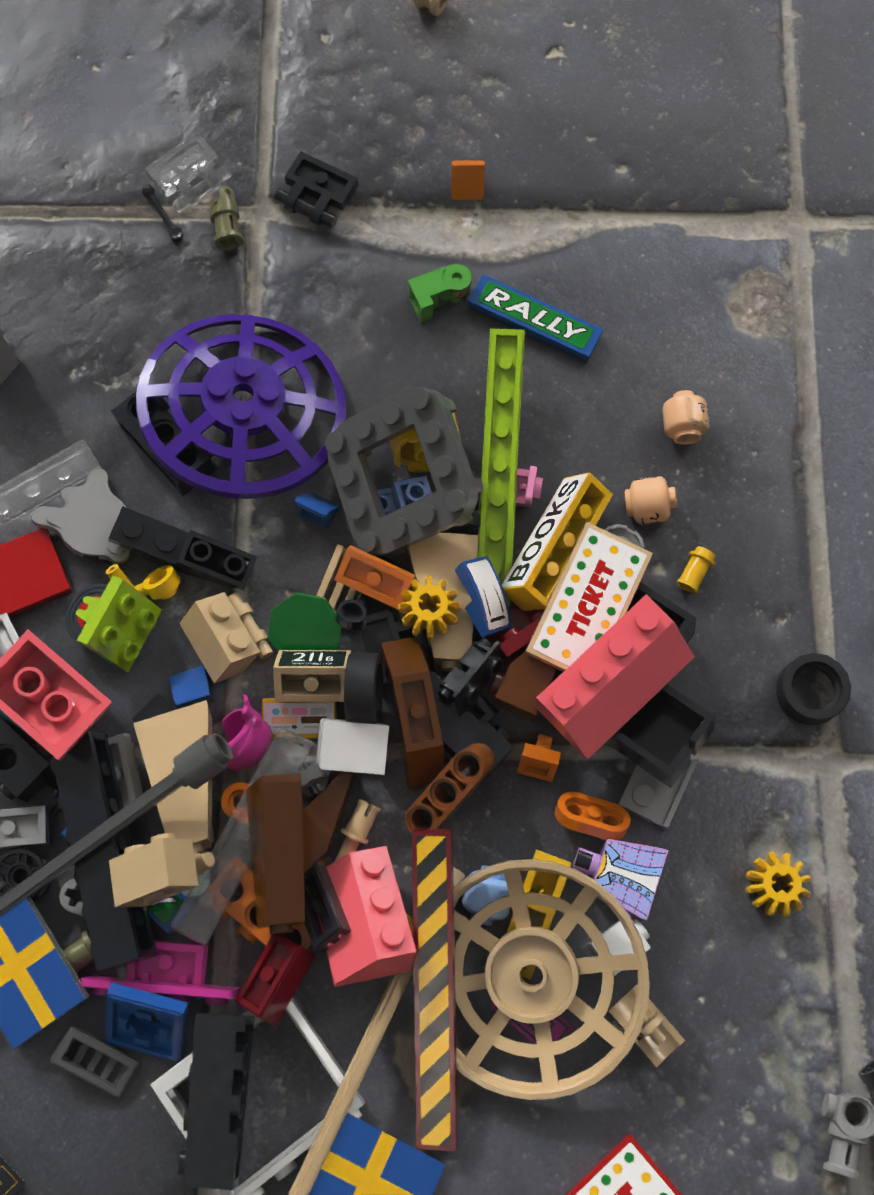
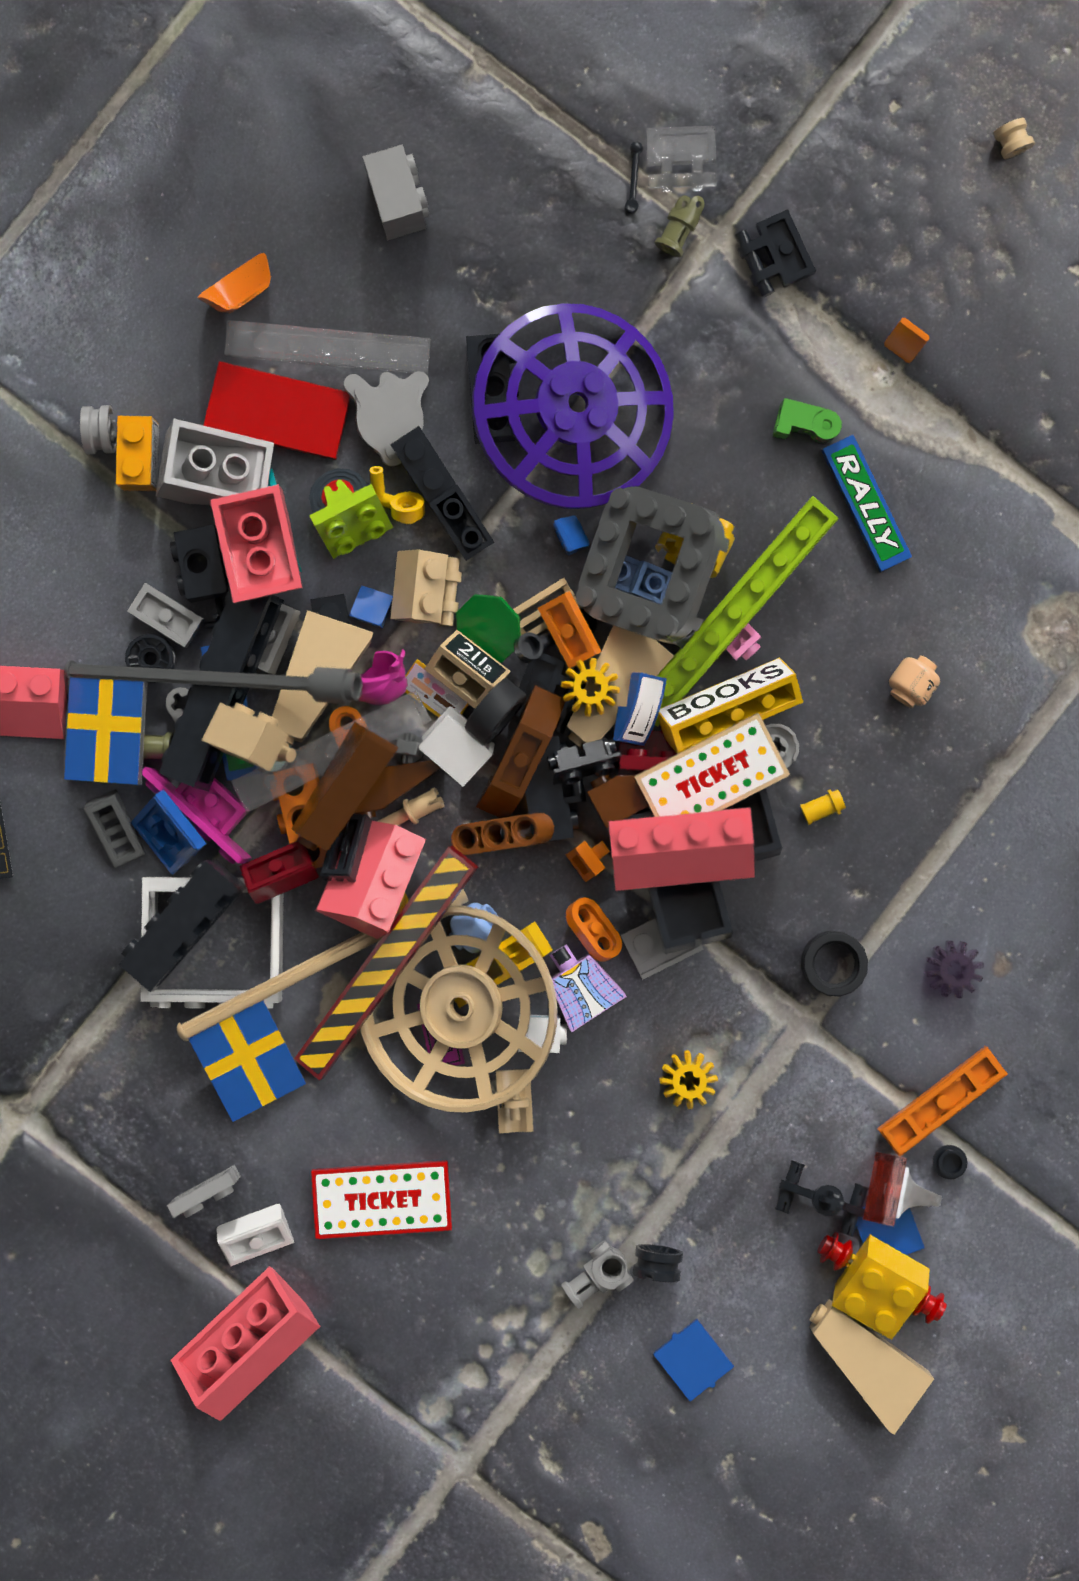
camera: 40 degrees right, 15 degrees up
(650, 500) = (831, 726): light nougat head -> none

